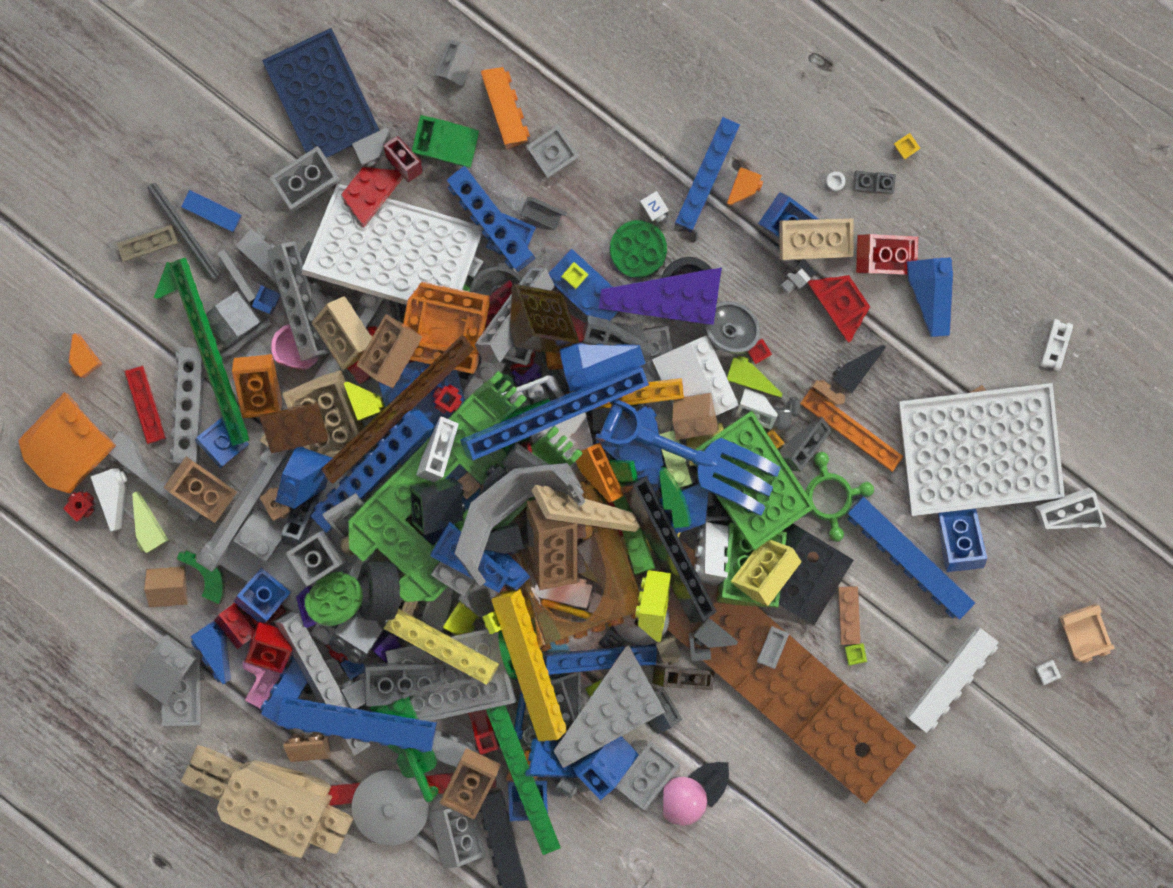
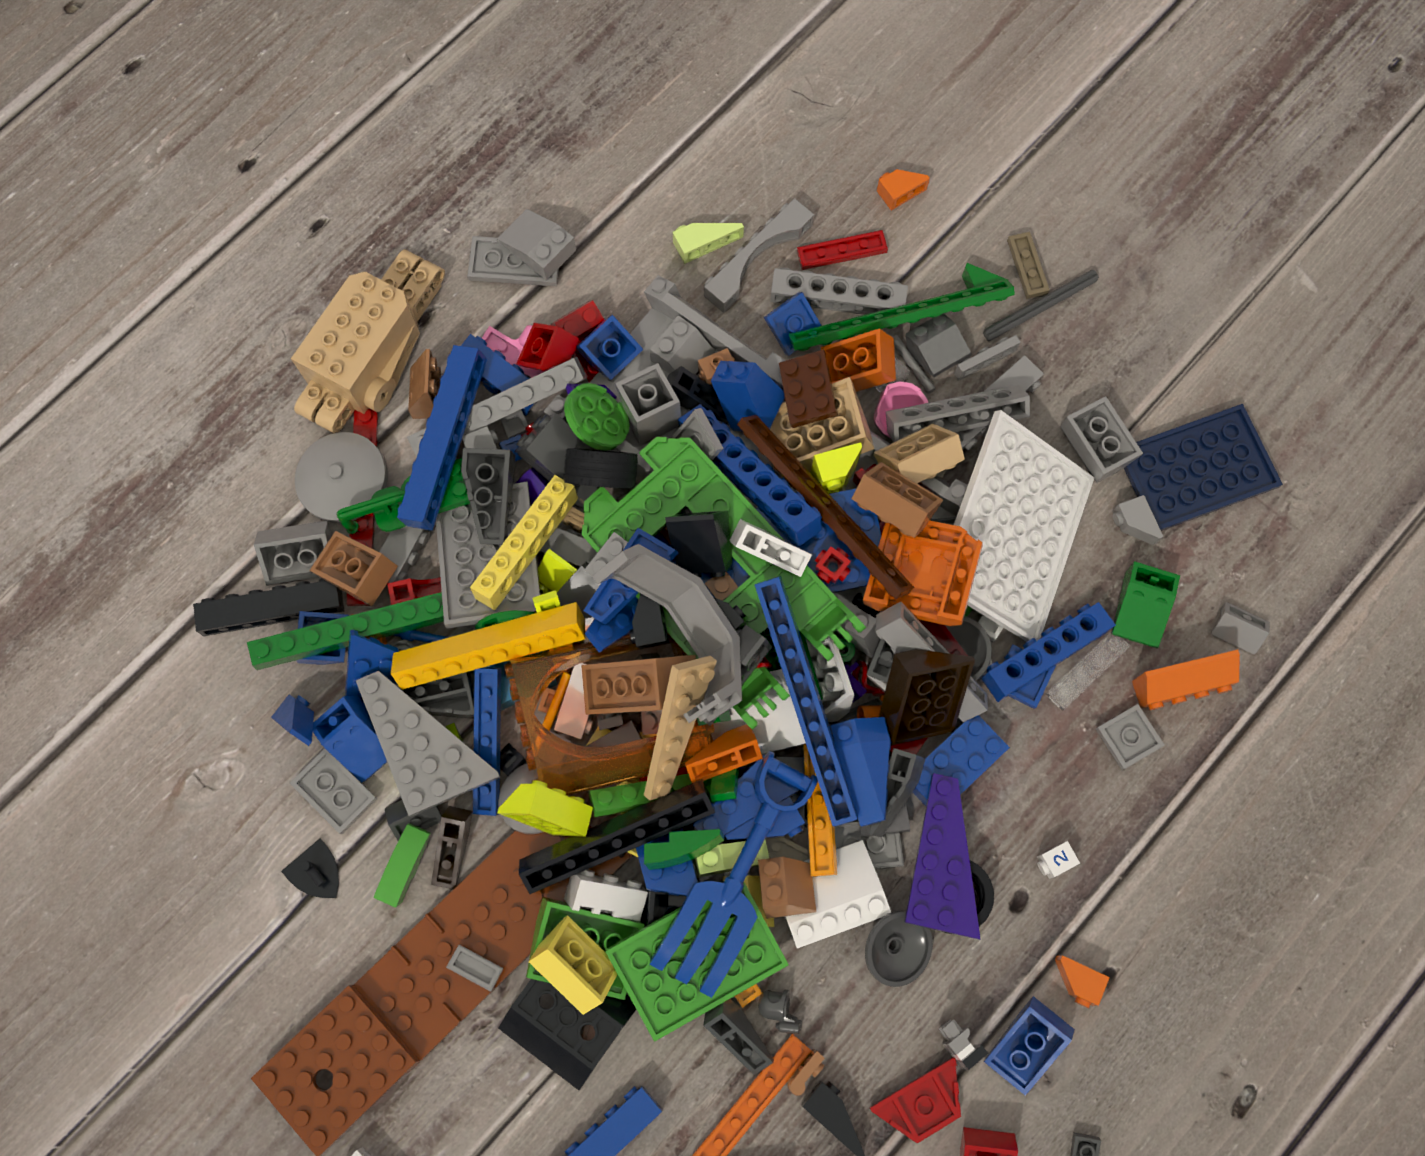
camera: 95 degrees right, 15 degrees down
(64, 445) = (802, 159): orange wedge -> none
(75, 510) = (732, 170): red brick -> none
(111, 492) = (740, 202): white slope -> none
(166, 586) = (631, 254): medium nougat slope -> none
(200, 489) = (740, 292): medium nougat slope -> none
(211, 211) = (1063, 337): blue tile -> none
(214, 581) = (633, 304): green arch -> none
(214, 648) = (550, 295): blue slope -> none
(266, 300) = (957, 384): blue panel -> none
(370, 191) = (1086, 512): red wing -> none
(402, 159) = (1124, 552): dark red brick -> none
(542, 212) = (1054, 716): dark grey panel -> none
(567, 786) = (334, 689): light grey bush -> none
(574, 275) = (976, 747): neon yellow tile -> none
(595, 811) = (296, 718): none -> blue slope
(638, 248) = (1003, 836): green tile -> none
(668, 650) = (489, 830): dark tan slope -> none
(683, 801) = (294, 834): bright pink cylinder -> none
(698, 653) = (479, 865): dark grey panel -> none
(700, 713) = (402, 865): none -> bright green slope
(707, 174) = (1100, 933): blue brick -> none
(712, 635) = (499, 888): dark grey slope -> none
(748, 375) = (833, 966): lime slope -> none
(759, 351) = (864, 984): red plate -> none
(759, 406) = (792, 976): white slope -> none
(816, 238) = (1012, 1074): tan plate -> none
(835, 181) = (1085, 1108): white tile -> none
(849, 615) = (506, 1078): nougat plate -> none
(855, 654) = (453, 1082): lime tile -> none
(866, 489) = (671, 1114): bright green piece -> none

